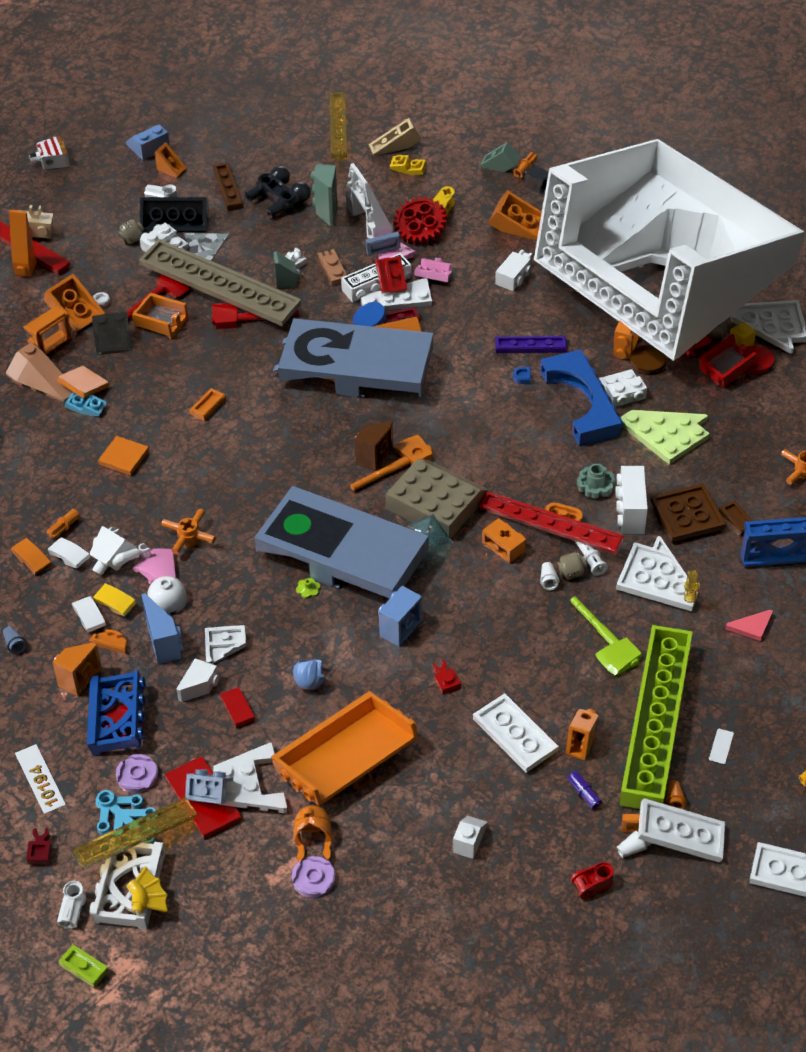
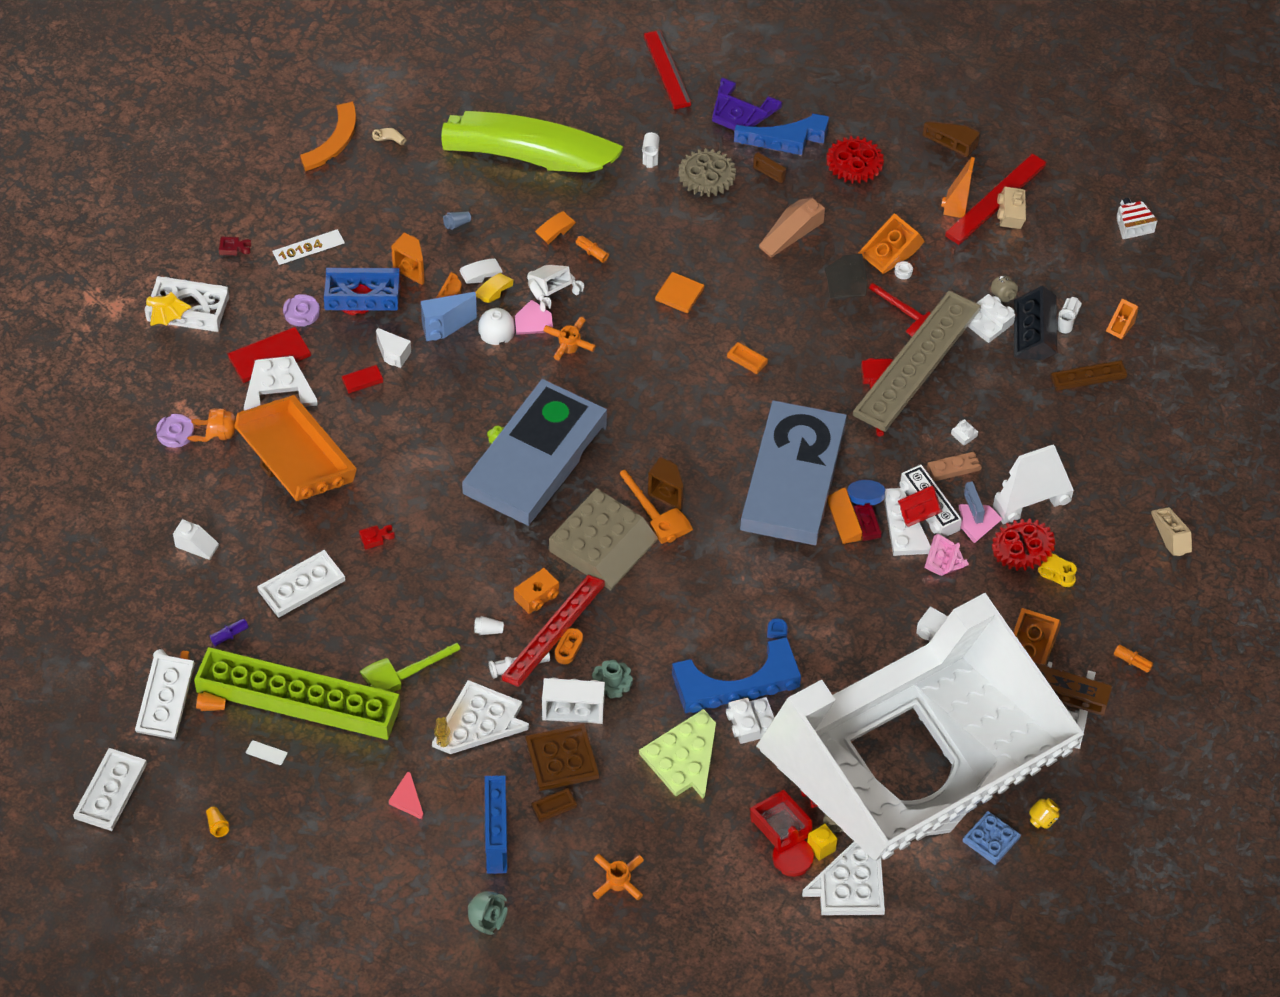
camera: 90 degrees right, 5 degrees up
(50, 329) = (841, 221): orange window -> none
(69, 552) = (556, 253): white slope -> none
(71, 906) = (179, 267): white piece -> none
(83, 381) = (777, 255): orange tile -> none
(83, 966) = (116, 277): lime plate -> none
(89, 406) = (751, 261): medium azure slope -> none
(121, 815) = (272, 290): medium azure plant -> none
(133, 833) = (226, 299): clear yellow plate -> none
(148, 142) = (1159, 302): medium blue slope -> none
(161, 315) = (872, 315): orange window -> none
(205, 244) = (992, 356): sticker -> none
(207, 787) = (268, 348): sand blue bracket -> none
(223, 642) = (435, 367): white wing -> none
(274, 188) = (1067, 420): black piece -> none
(285, 272) = (934, 416): sand green slope -> none
(309, 674) = (386, 427): medium blue hair -> none
(325, 192) = (1058, 434): sand green slope -> none
(338, 125) = (1200, 476): clear yellow plate -> none
(400, 615) = (441, 495): medium blue brick -> none
(405, 165) = (1130, 543): yellow slope -> none
(431, 527) = (542, 525): clear light blue slope -> none
(501, 159) = (1138, 633): sand green slope -> none
(530, 344) = (825, 641): dark purple tile -> none
(536, 179) = (1104, 665): black brick -> none
(572, 565) = (497, 645): dark tan head -> none
(584, 724) = (288, 631): orange torso -> none
(589, 880) = (131, 630): red piece -> none

